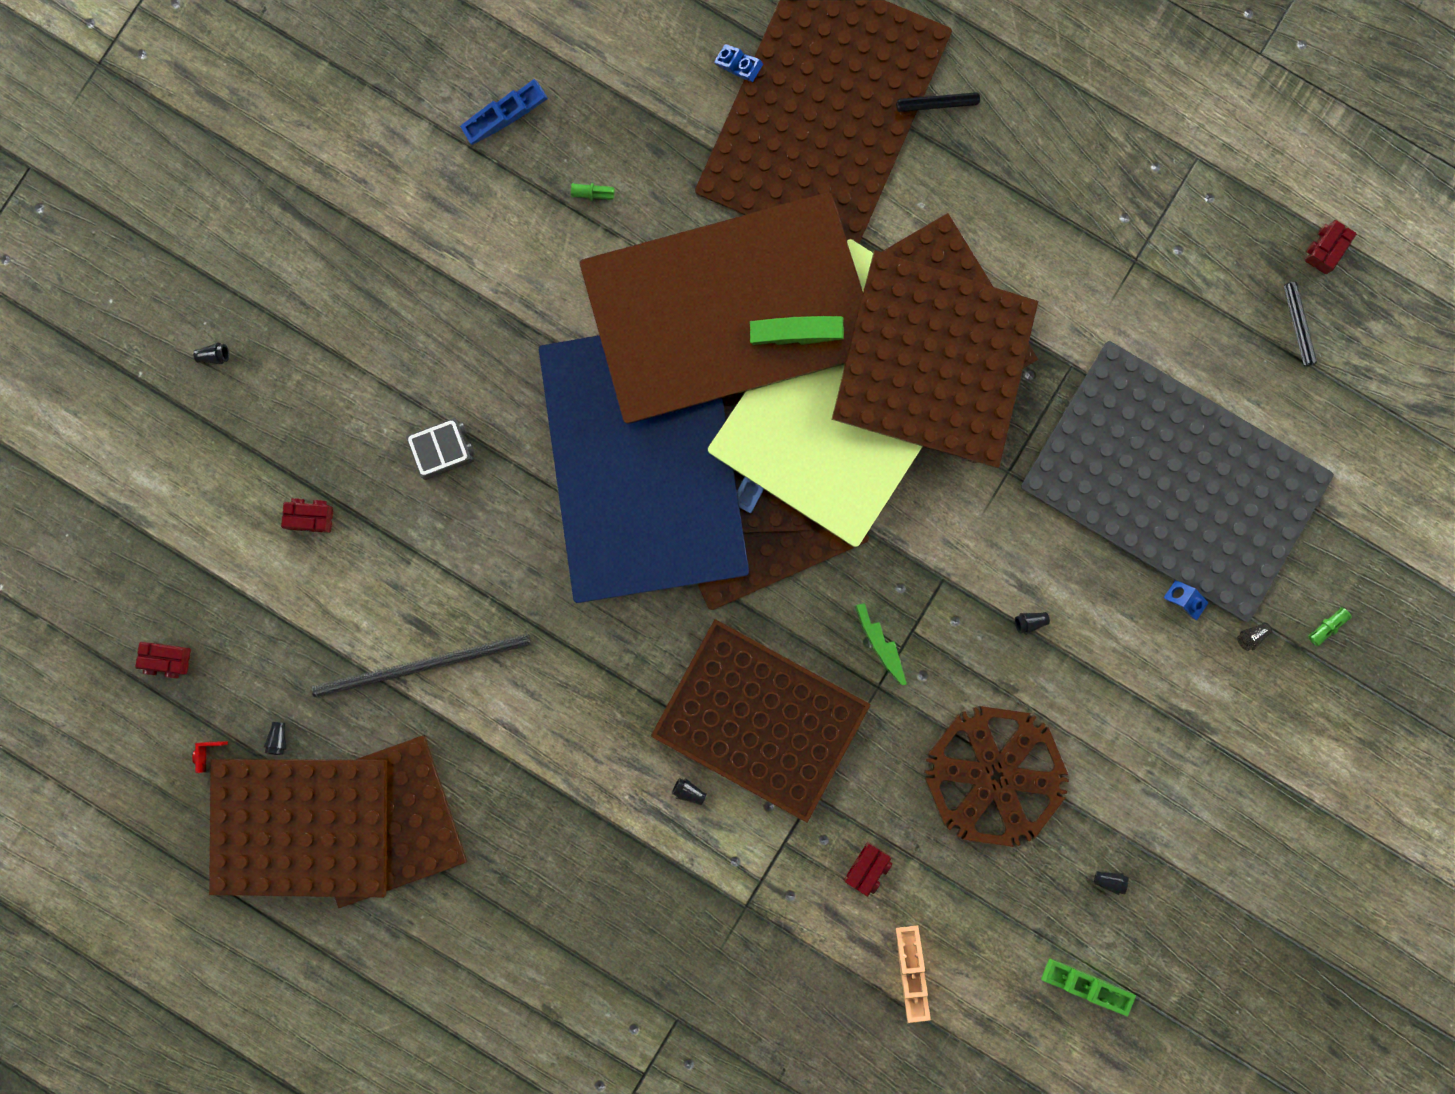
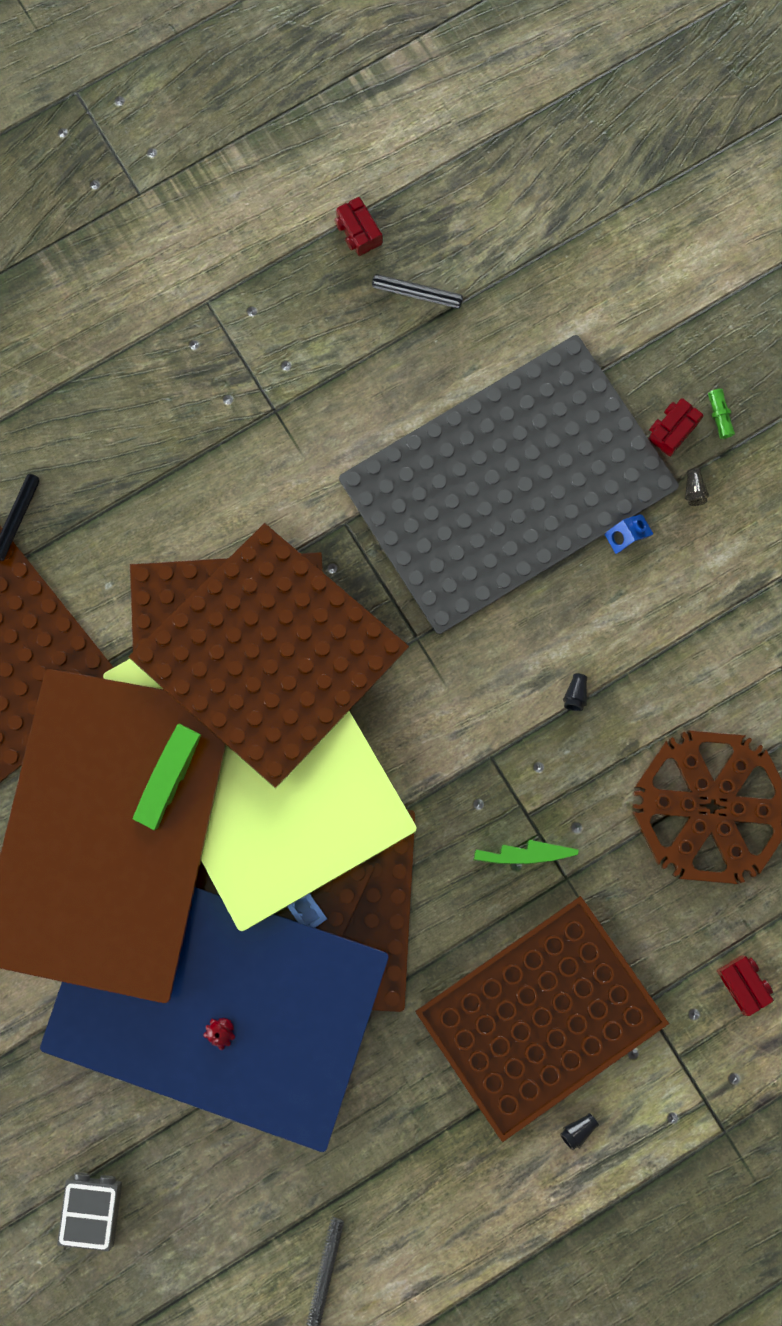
camera: 60 degrees left, 5 degrees down
(627, 478) = (224, 1028): none -> dark red animal
(1298, 594) = (675, 427): none -> dark red brick

